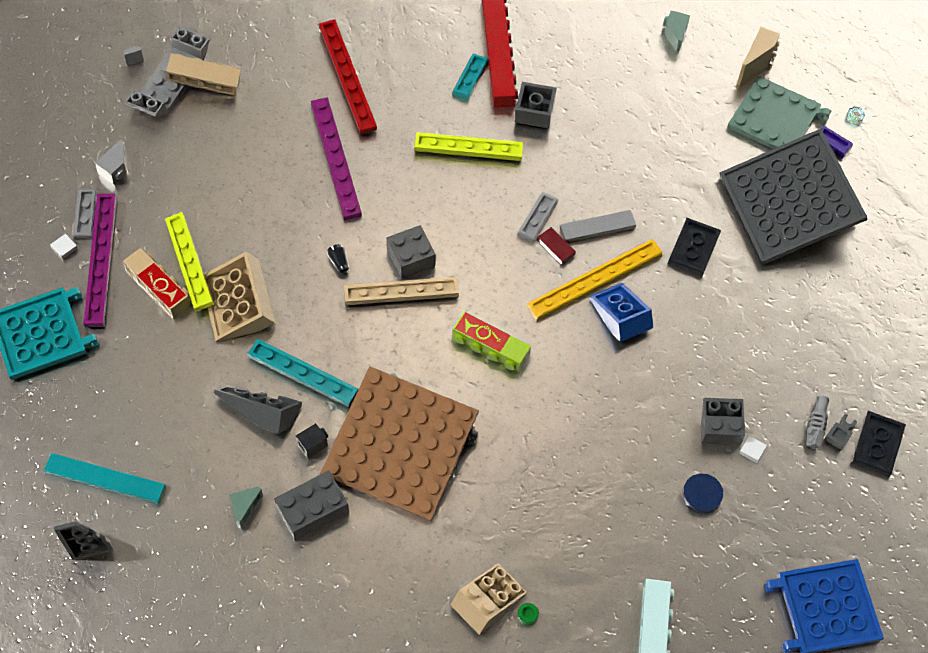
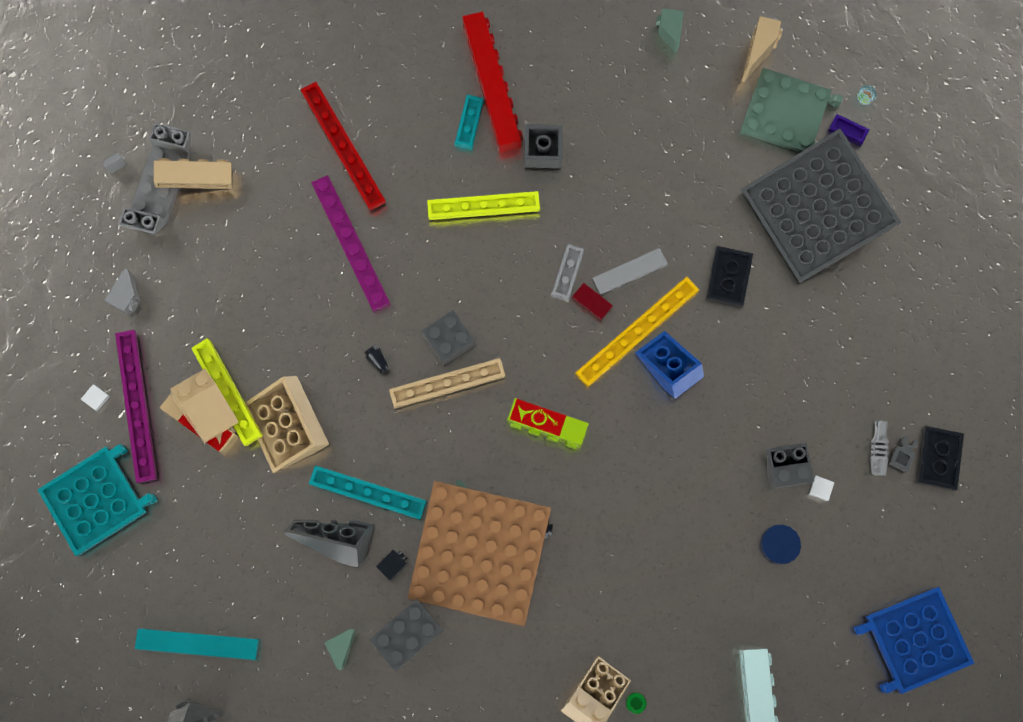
camera: 10 degrees left, 15 degrees up
(85, 214) = (108, 356): light grey tile -> none
(164, 263) = (203, 405): none -> tan slope

